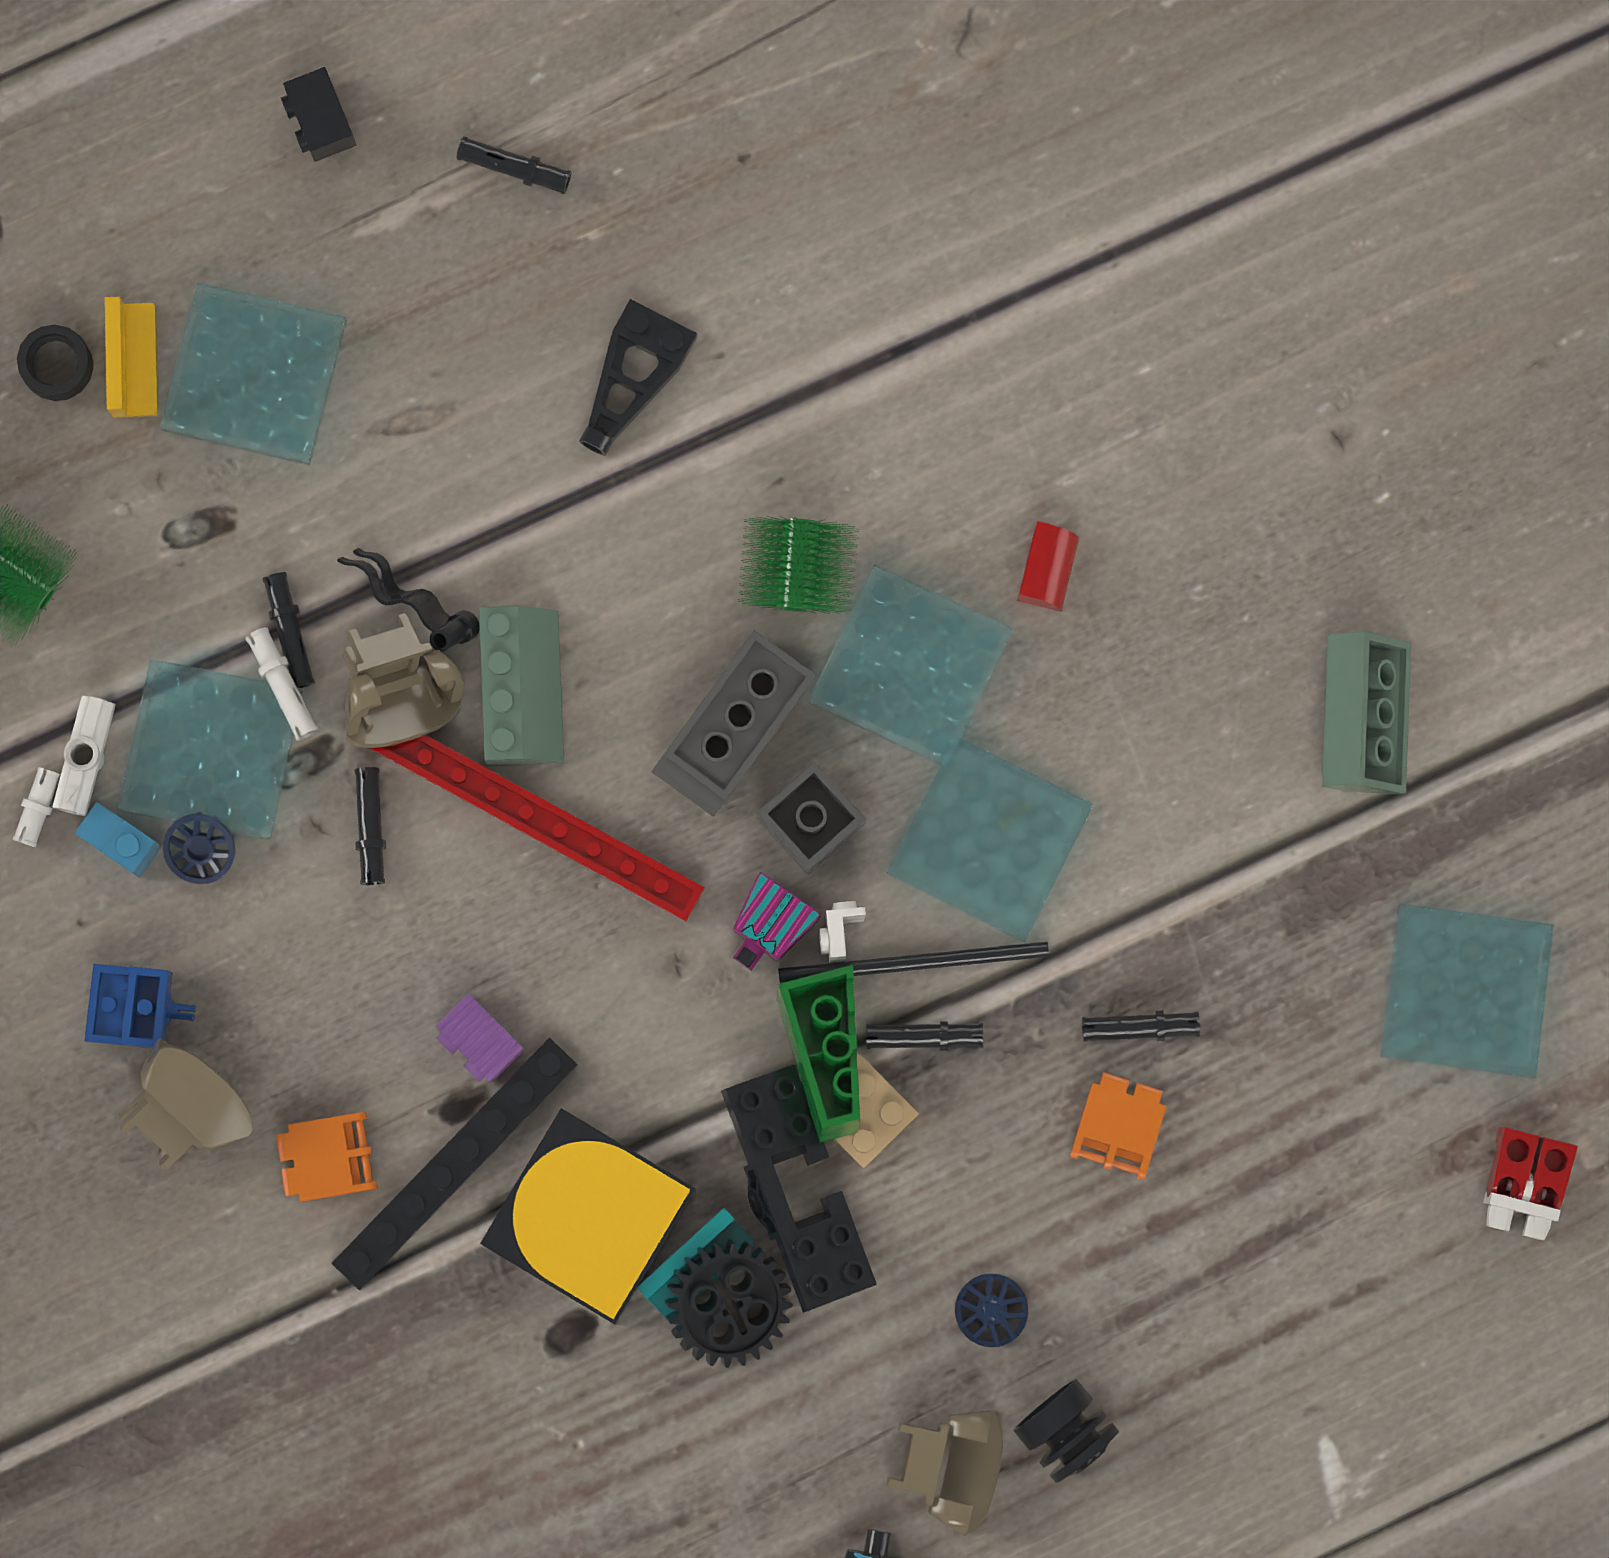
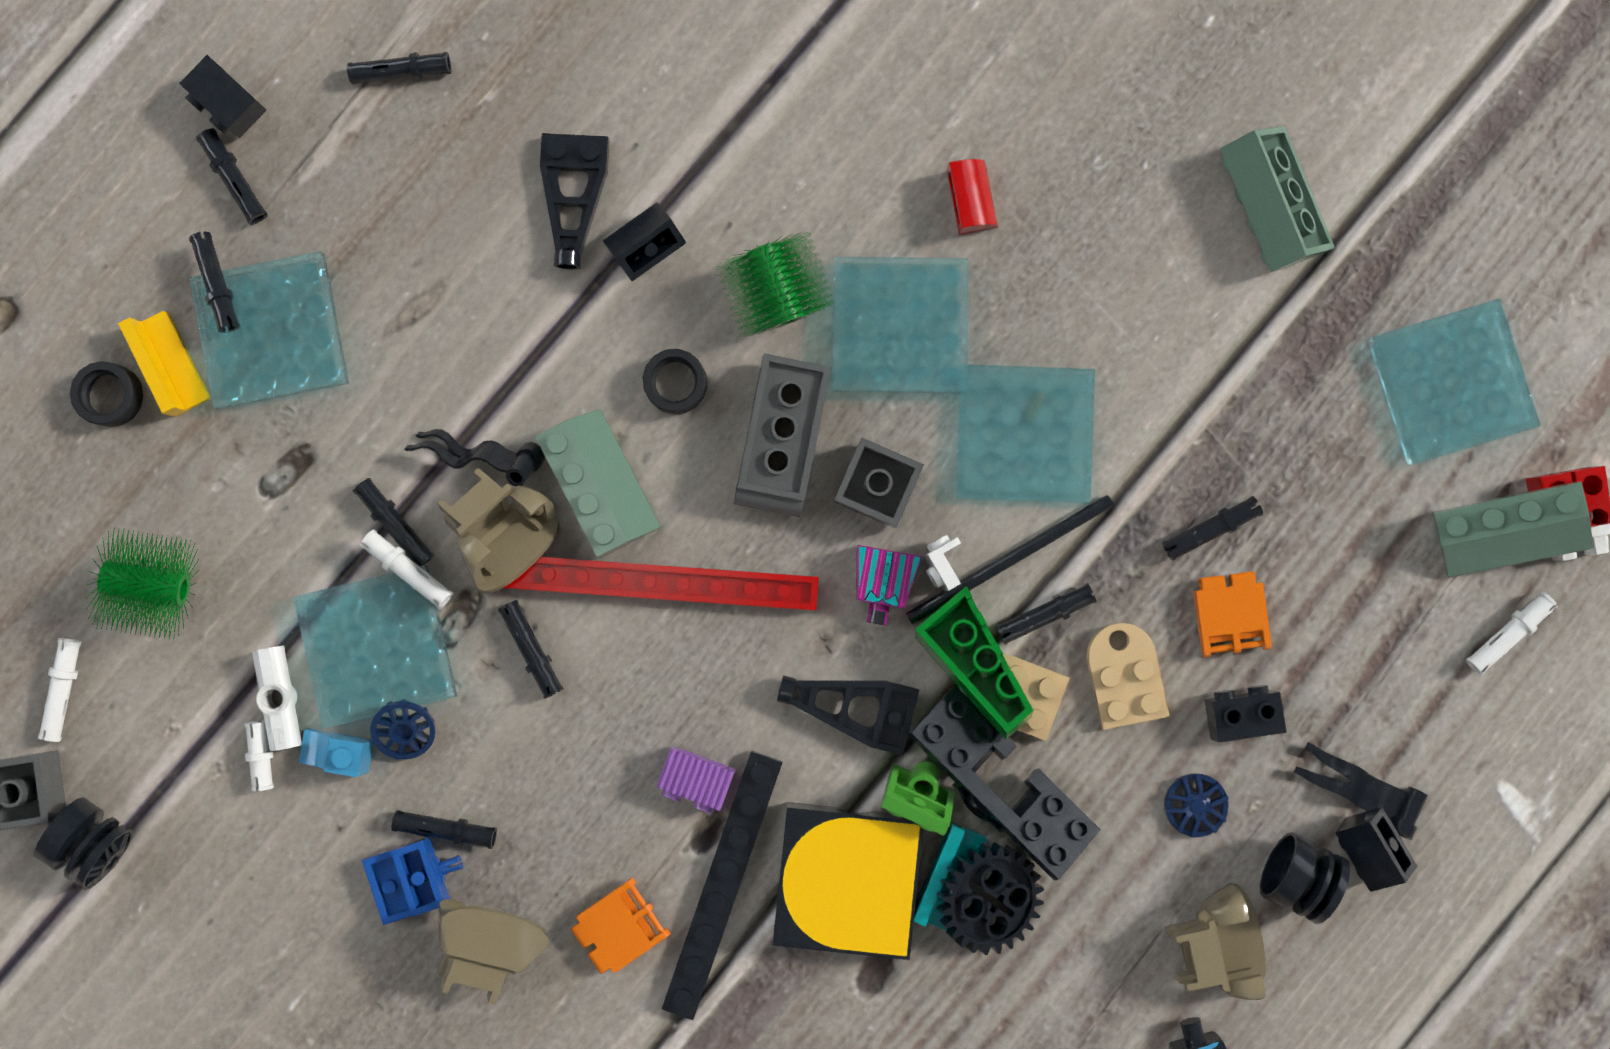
camera: 15 degrees left, 5 degrees up
(192, 971) = (456, 831): none -> black pin
(221, 314) = (218, 294): none -> black pin
(288, 196) = (225, 165): none -> black pin
(659, 590) = (669, 356): none -> black tyre
(684, 459) = (644, 241): none -> black brick
(691, 1156) = (924, 804): none -> bright green plate
(715, 1069) = (893, 715): none -> black plate
(978, 1144) = (1125, 680): none -> tan plate
(1084, 1235) = (1245, 714): none -> black brick
(1156, 1438) = (1376, 849): none -> black brick
(1179, 1380) = (1368, 792): none -> black flag
(1412, 1279) = (1522, 623): none -> white pin
(1449, 1167) = (1514, 529): none -> sand green slope

